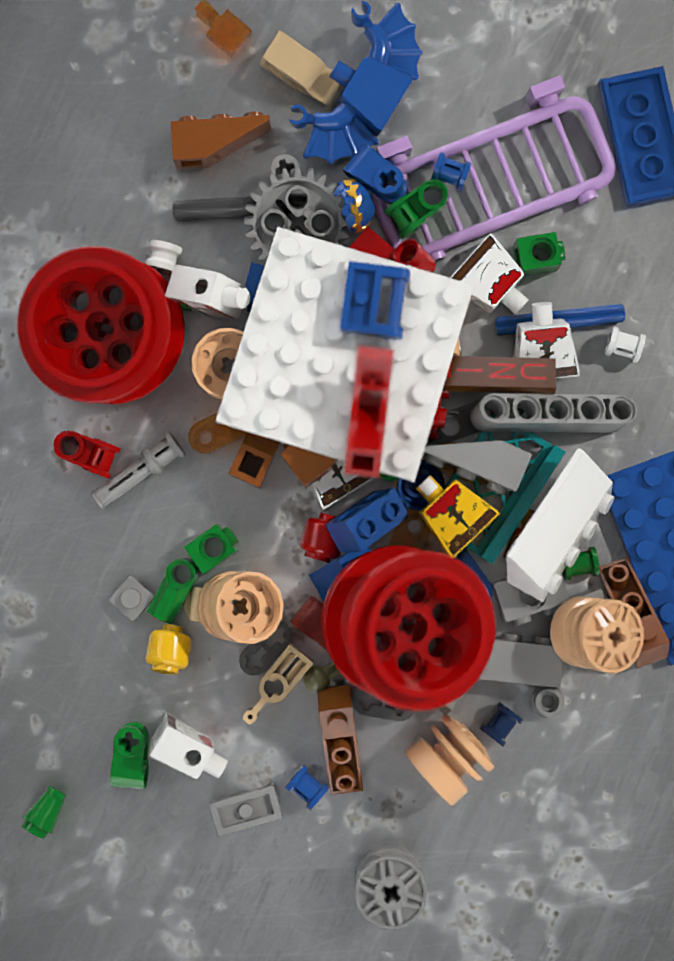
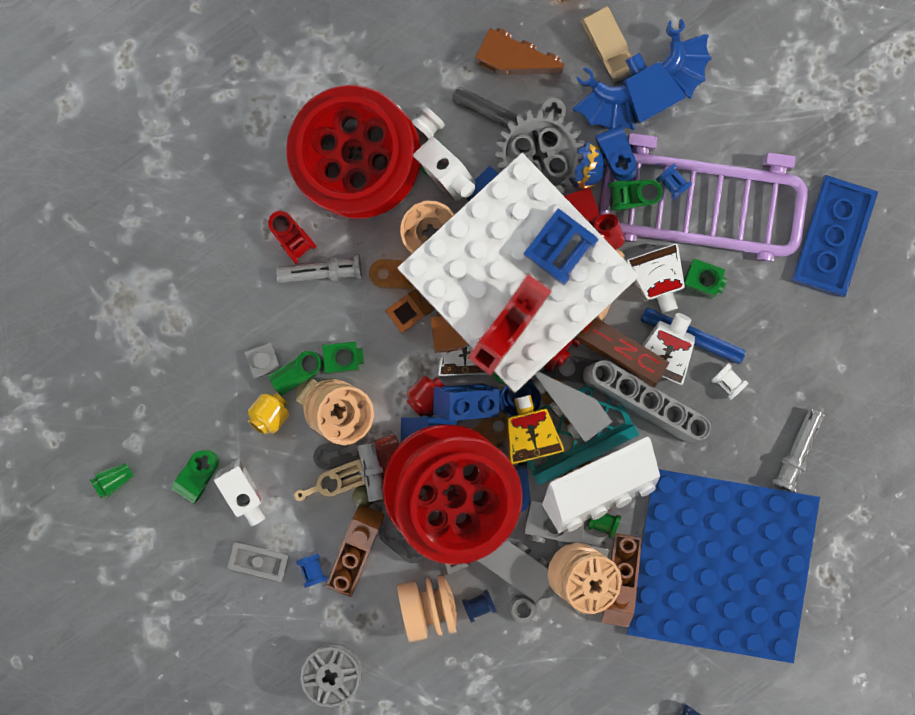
camera: 20 degrees right, 0 degrees up
(310, 649) = (371, 471): none -> light grey pin

